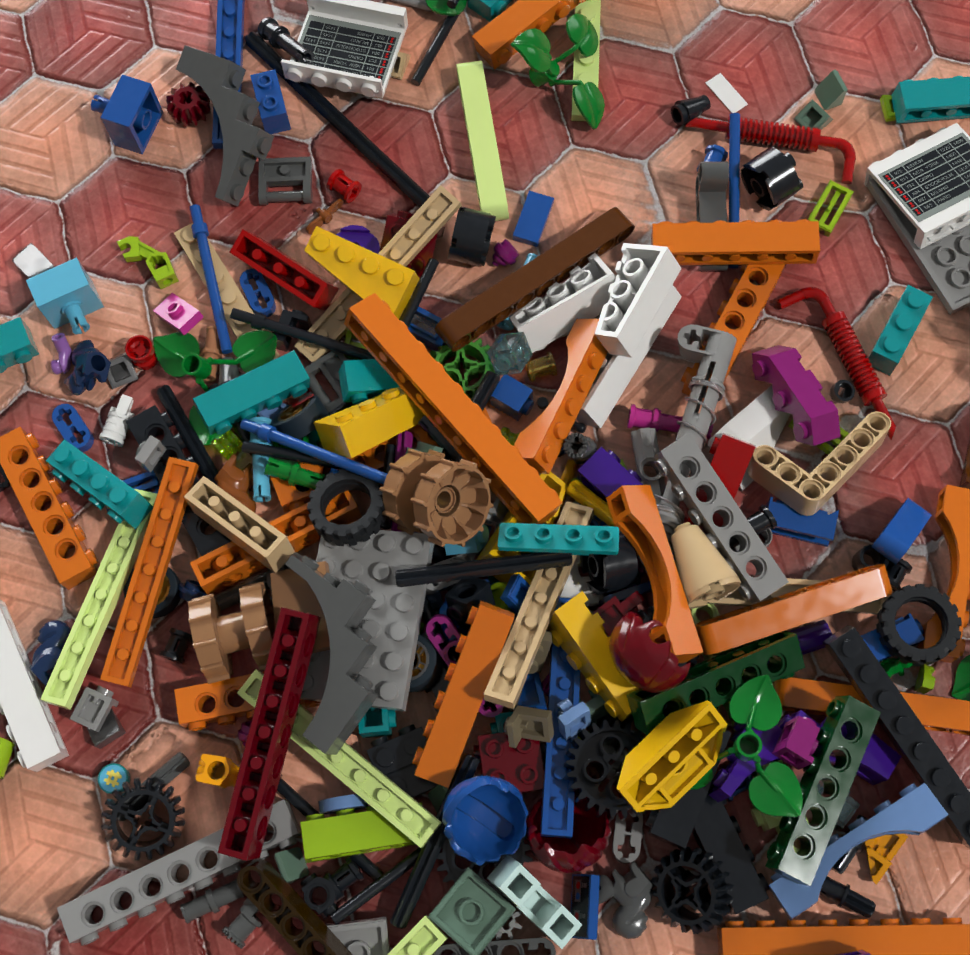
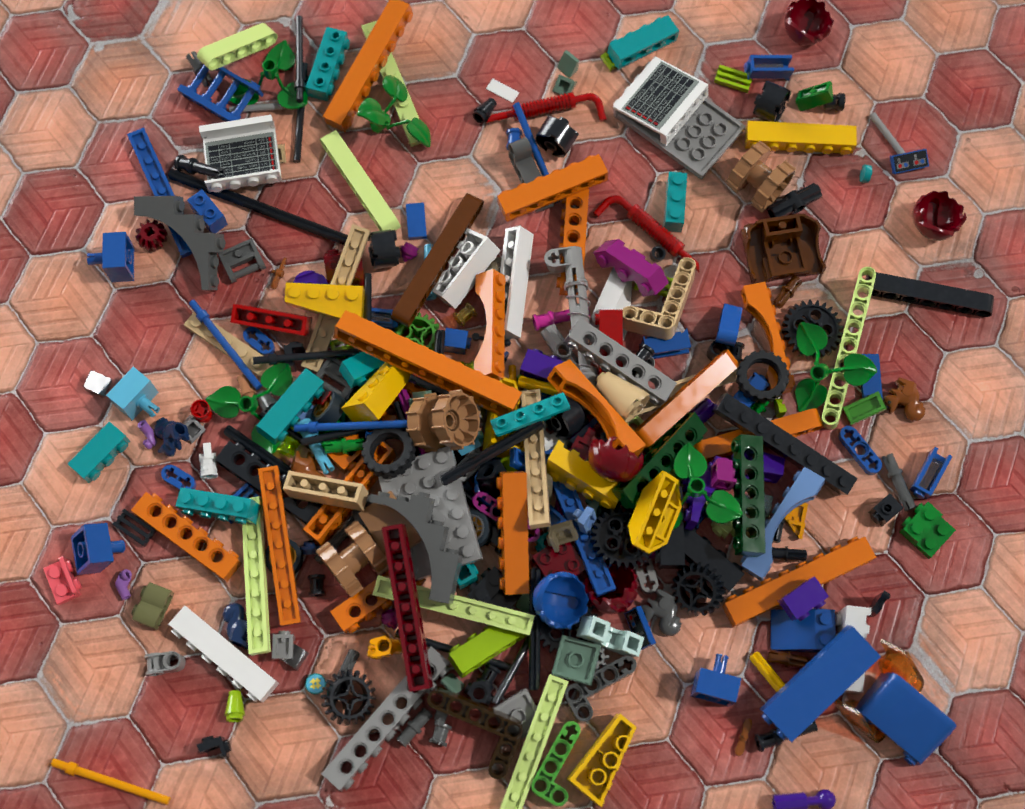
camera: 30 degrees left, 0 degrees up
(149, 453) = (242, 472): light grey plate -> none
(164, 275) = (165, 345): lime piece -> none
(178, 314) = (214, 376): plate -> none
(335, 804) = (462, 636): medium blue piece -> none
(343, 185) = (283, 248): red bush -> none
(509, 353) = (443, 314): clear light blue brick -> none
(579, 447) = (515, 355): dark grey connector -> none
(635, 296) = (508, 246): white wedge -> none
(839, 189) = (600, 125): lime tile -> none

